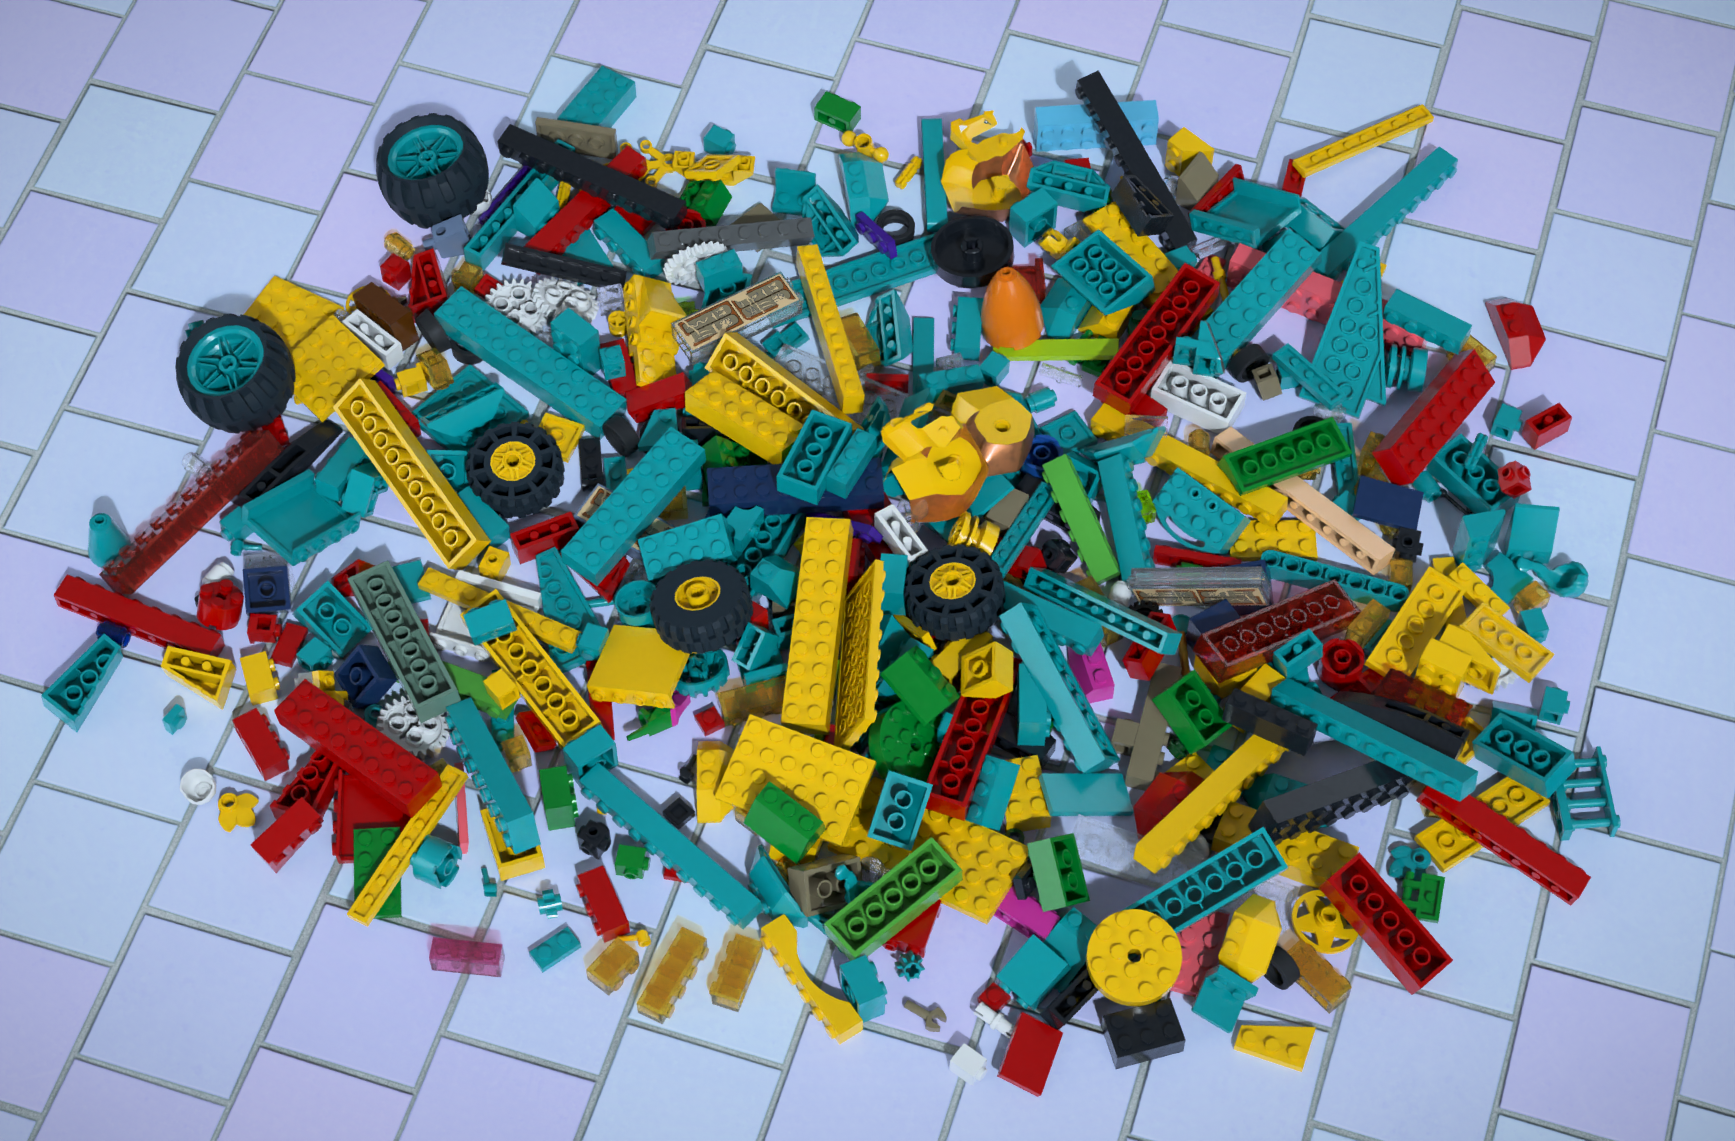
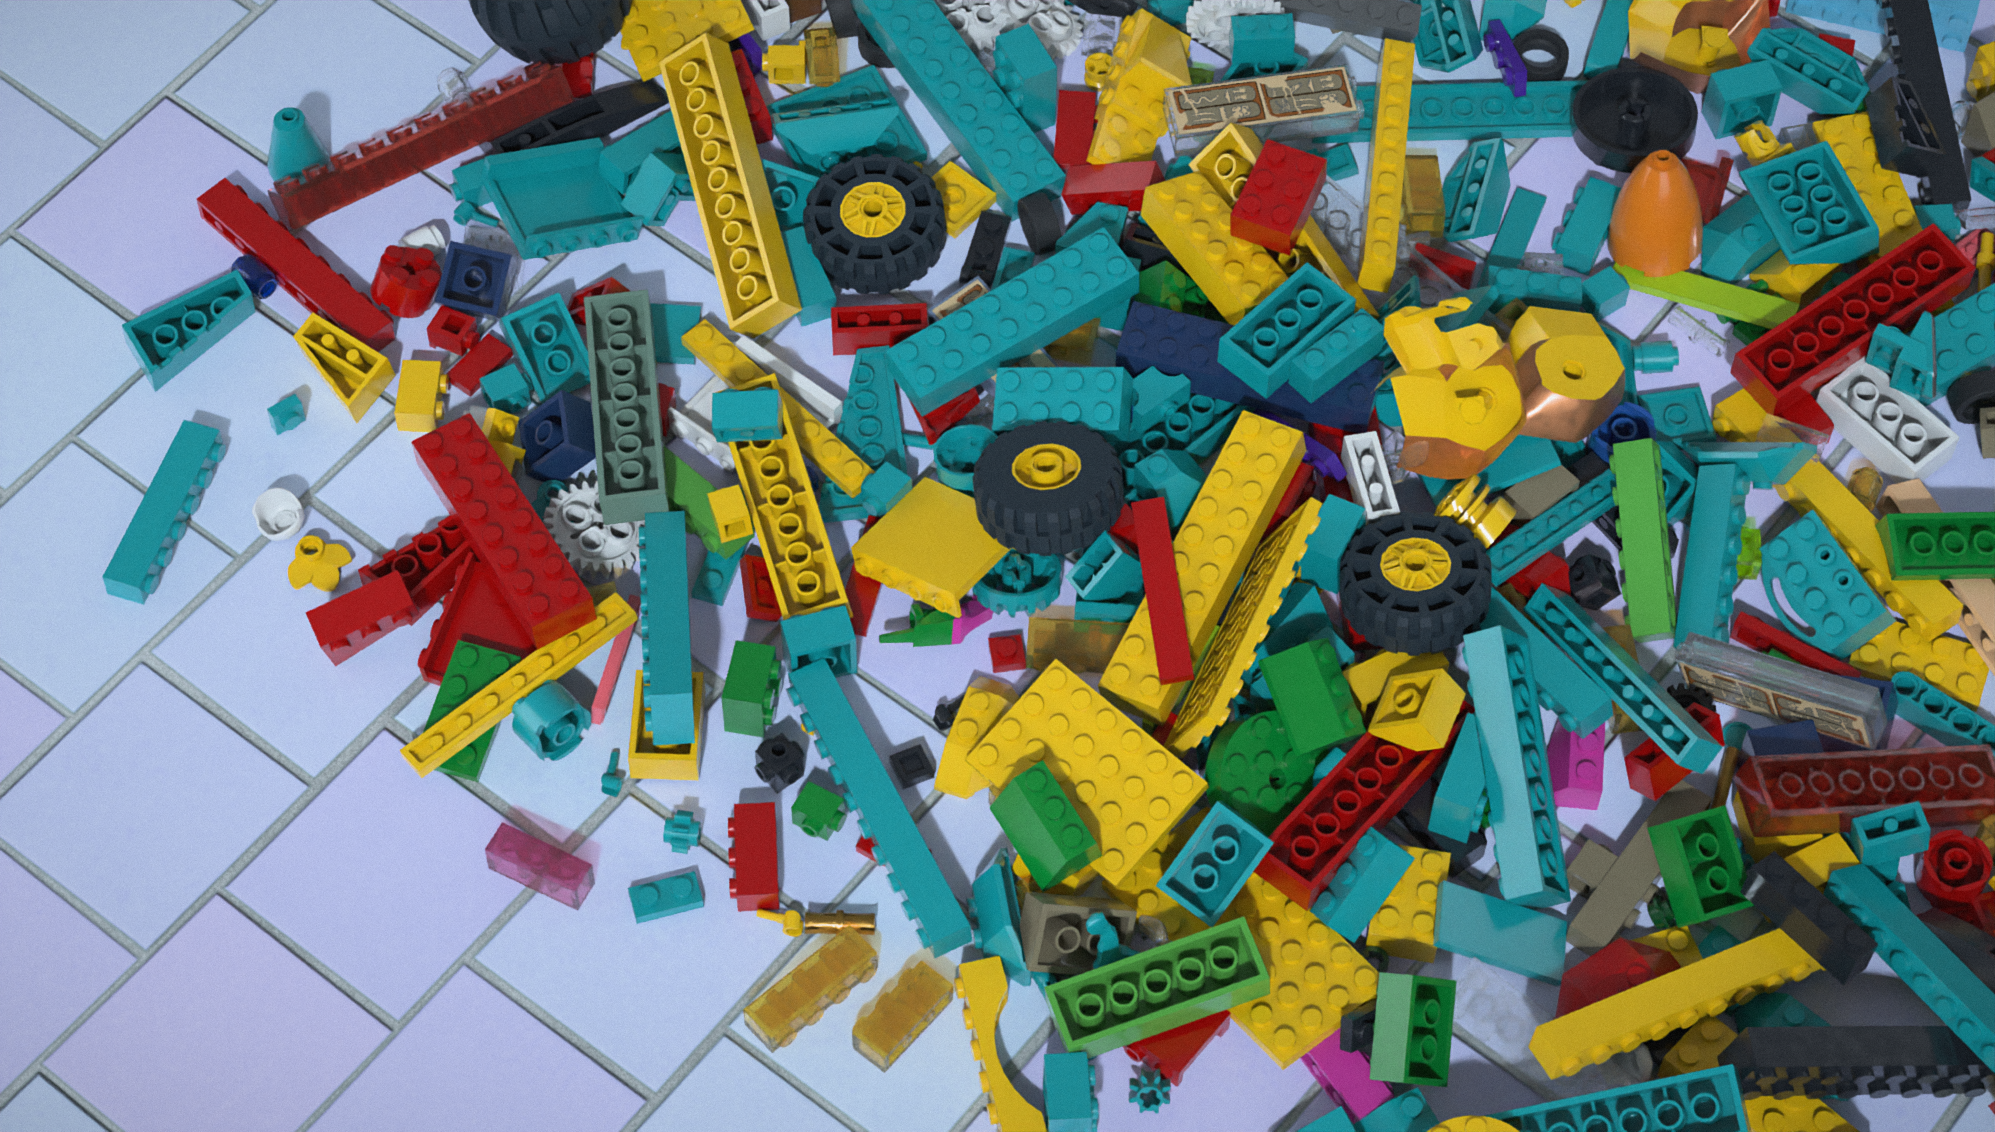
camera: 20 degrees right, 0 degrees up
(119, 810) = (164, 512): none -> teal brick
(261, 743) = (386, 485): red brick -> none
(495, 564) = (797, 344): yellow brick -> none
(516, 753) = (721, 610): clear yellow brick -> none
(612, 362) = (1064, 119): teal brick -> none
(613, 966) = (734, 948): clear yellow brick -> none
(673, 927) = (835, 922): none -> pearl gold pin
(775, 372) = (1278, 197): none -> red brick
(800, 649) = (1162, 591): none -> red tile
(915, 632) = (1343, 627): yellow tile -> none
(1120, 593) = (1662, 666): white brick -> none

